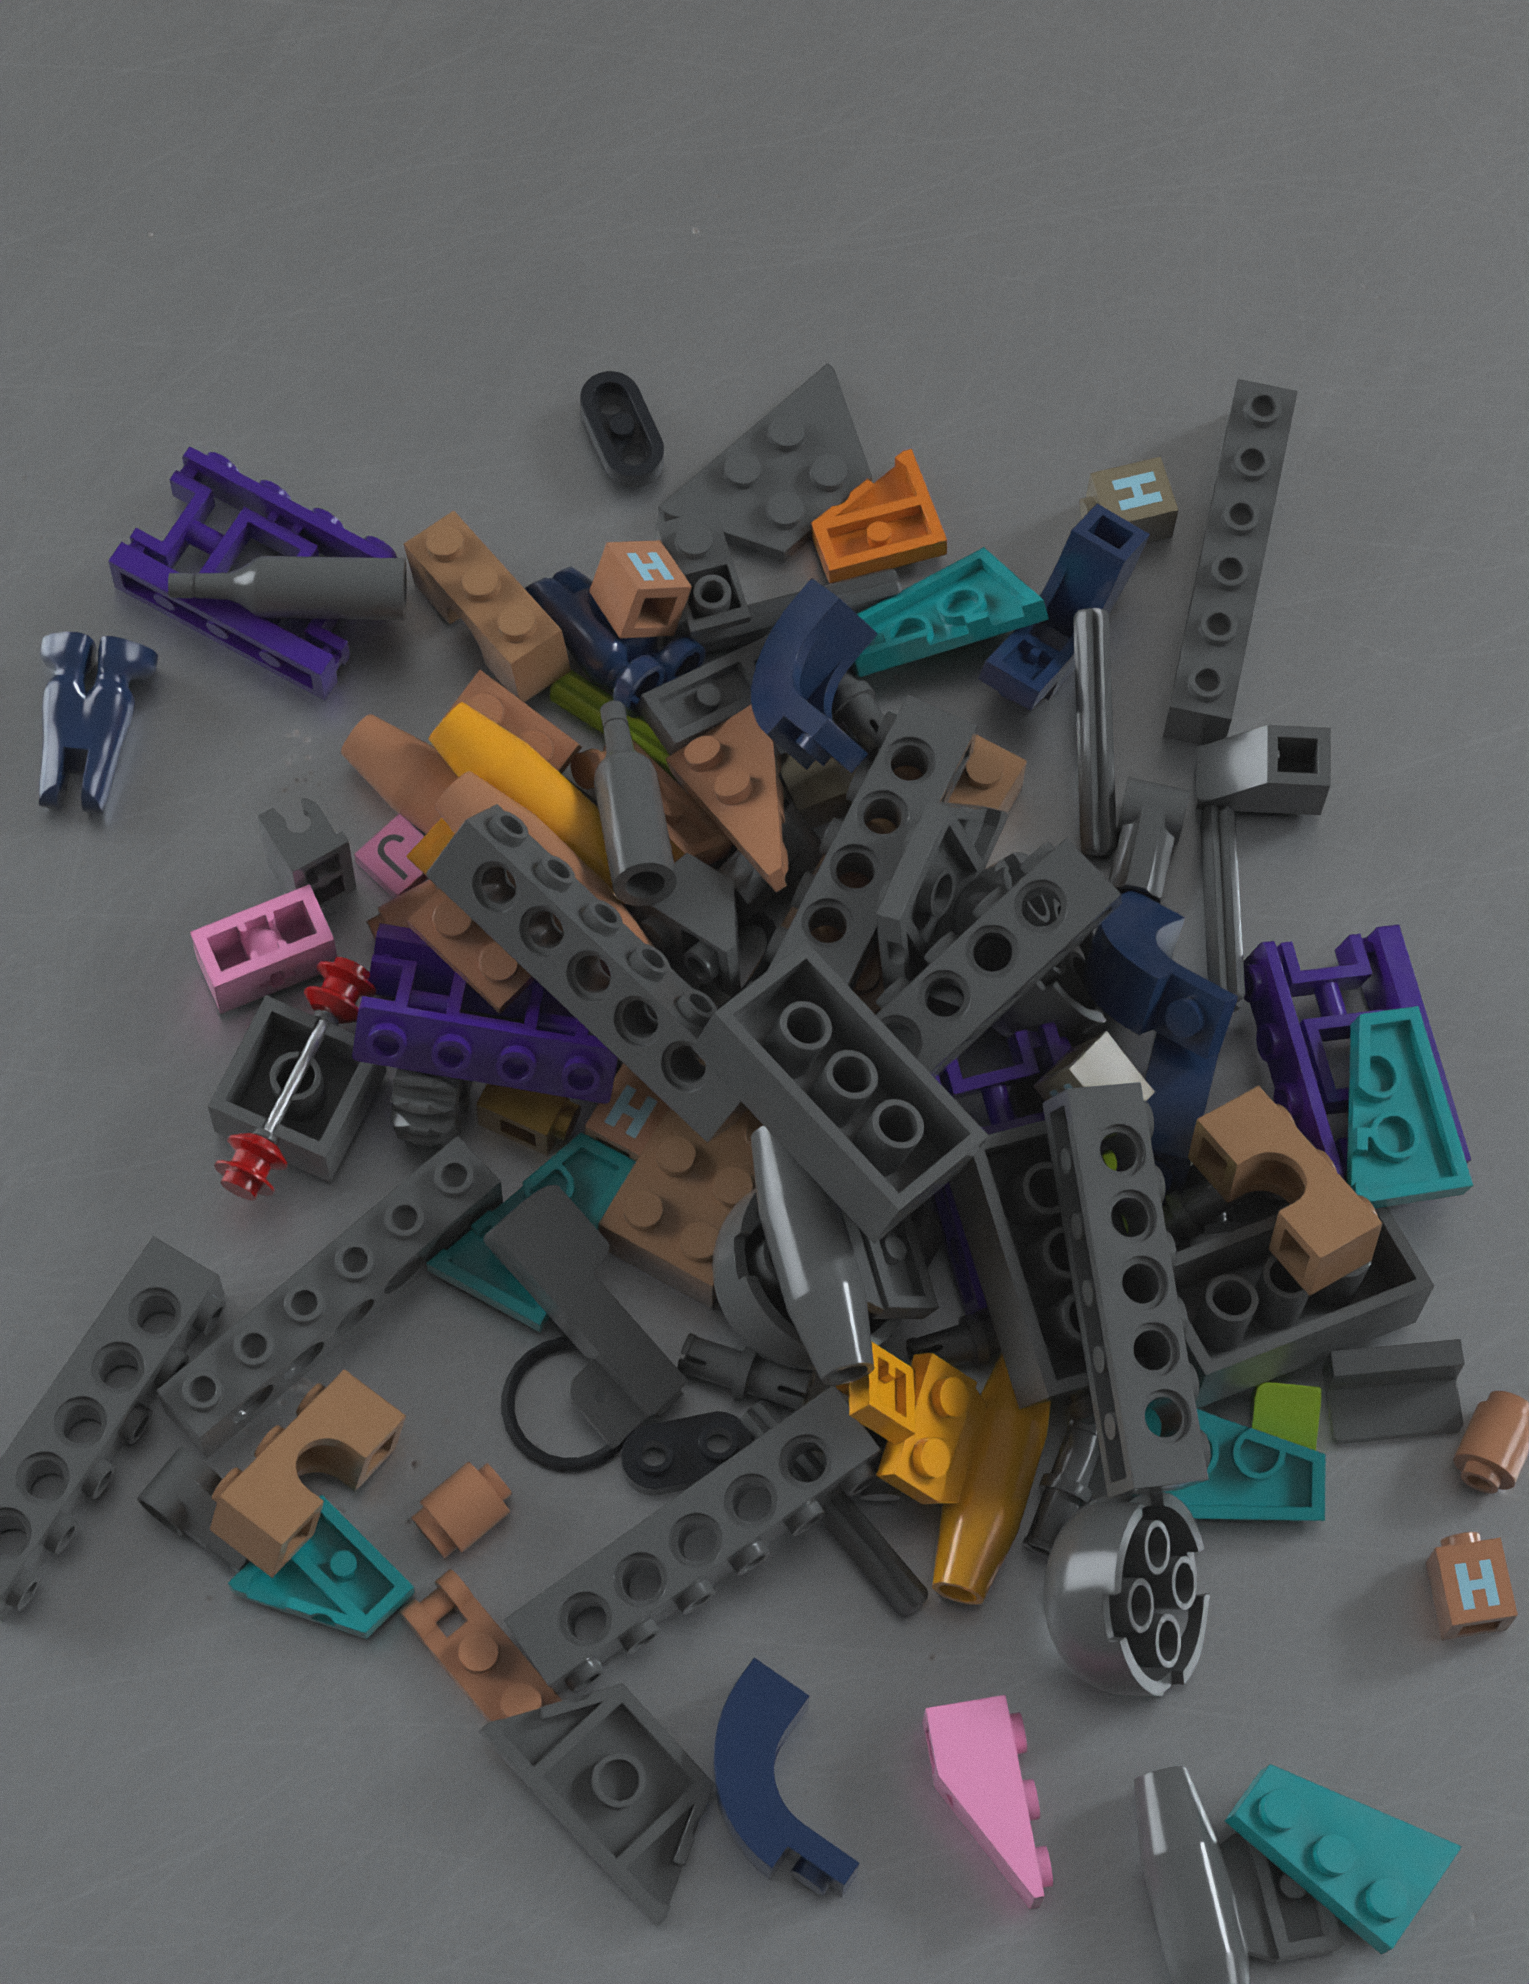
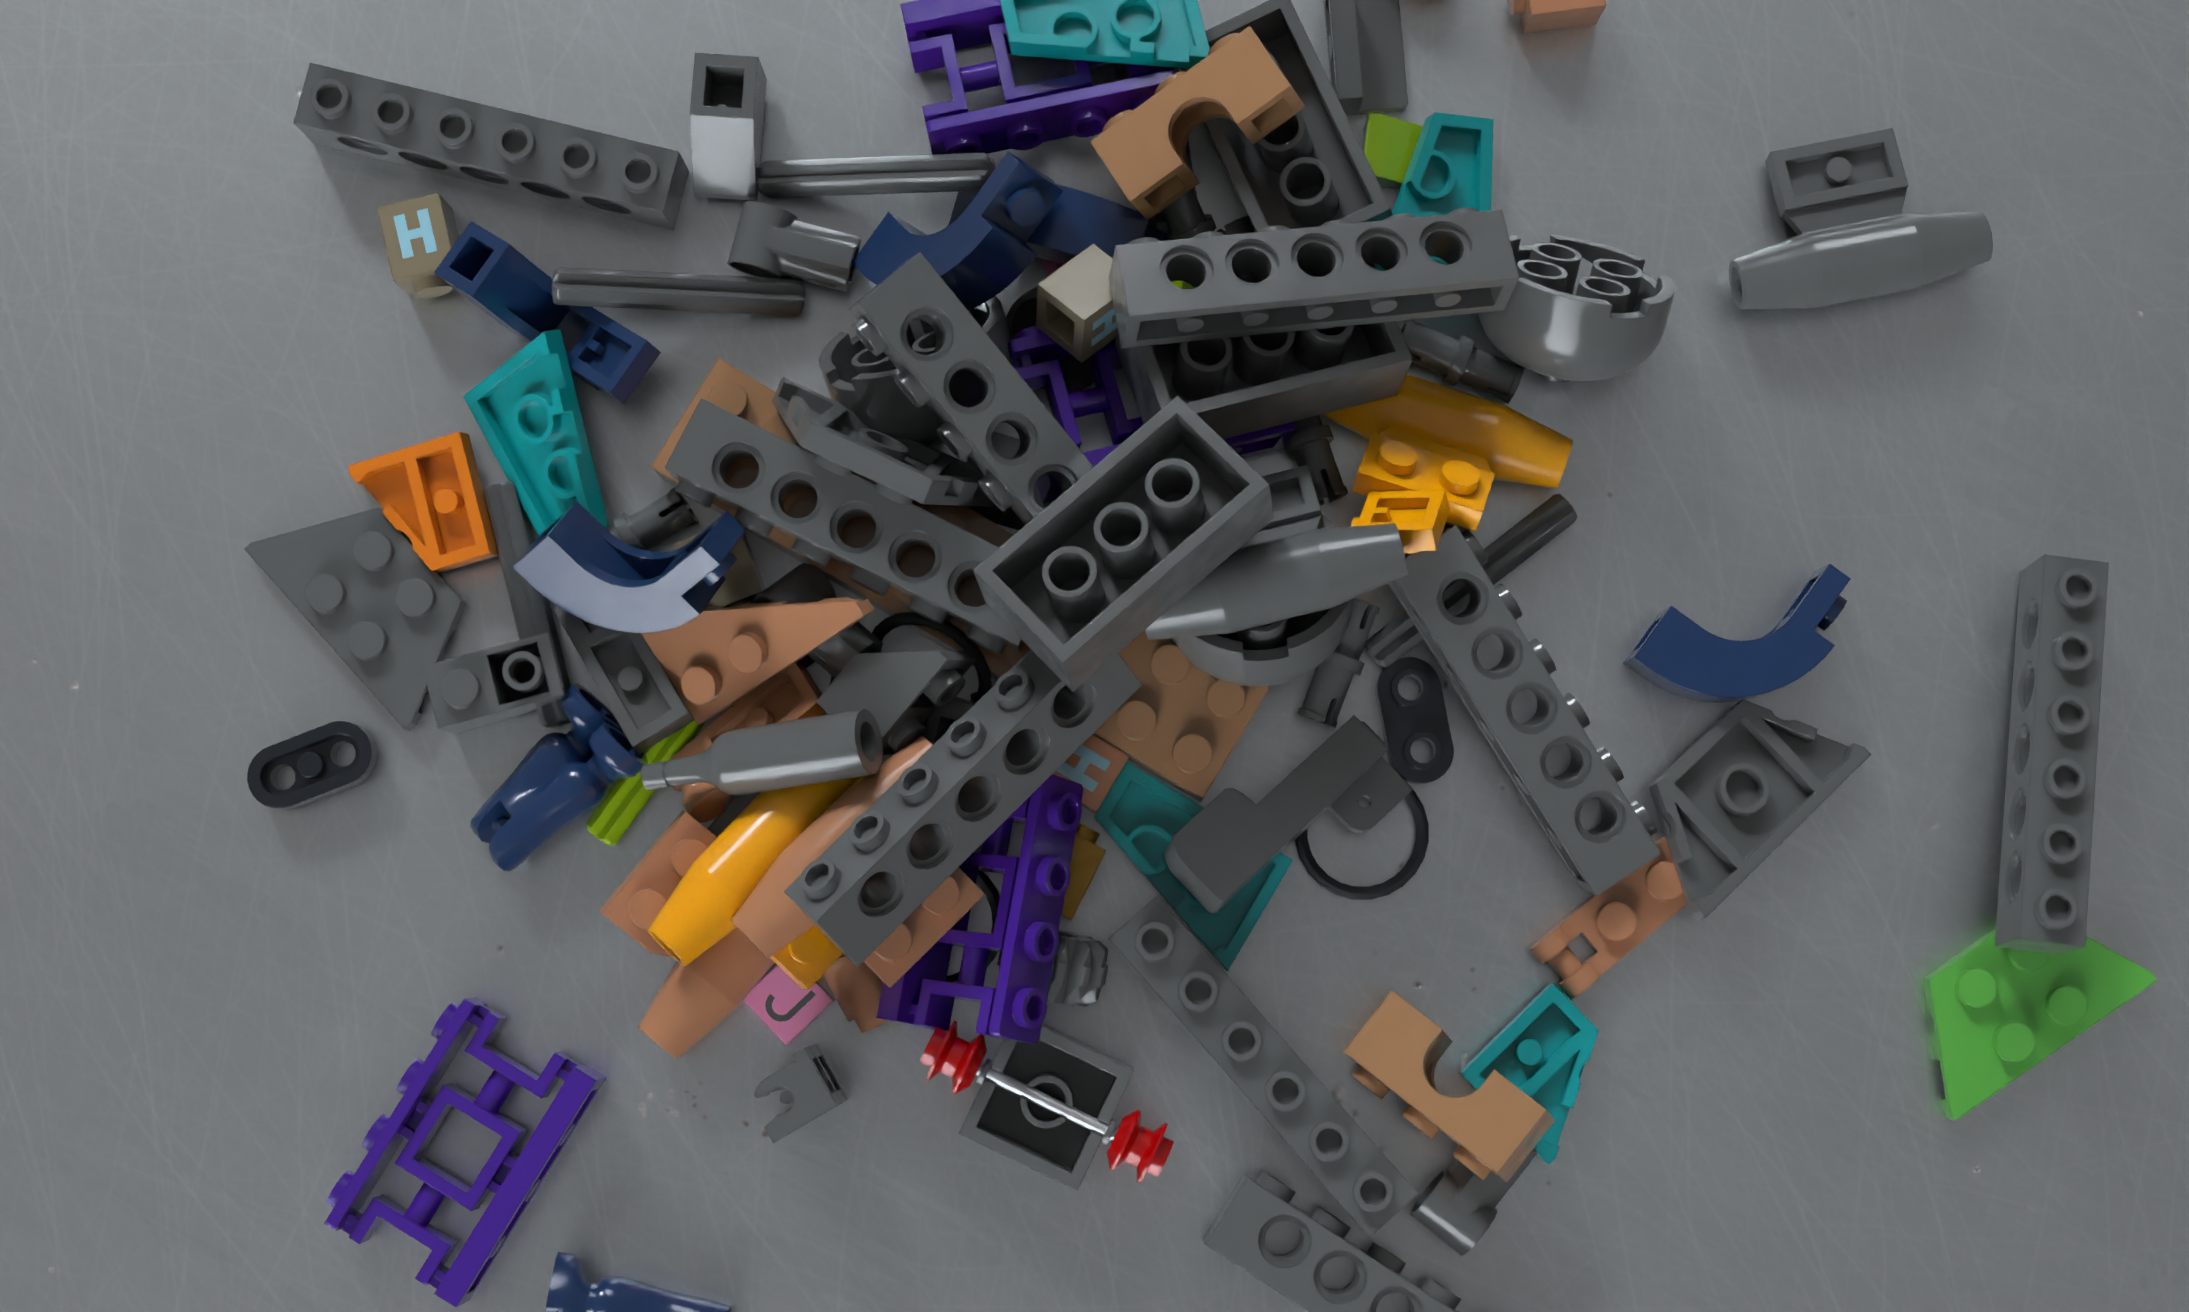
camera: 85 degrees left, 15 degrees up
(264, 948) = (896, 1136): bright pink brick -> none
(306, 587) = (500, 1096): dark grey piece -> none
(462, 1508) = (1473, 936): nougat brick -> none
(471, 584) = (519, 904): medium nougat arch -> none
(640, 589) = (512, 746): nougat brick -> none
(980, 1779) = (1726, 453): bright pink slope -> none
(1343, 1853) = (1812, 121): teal wing -> none

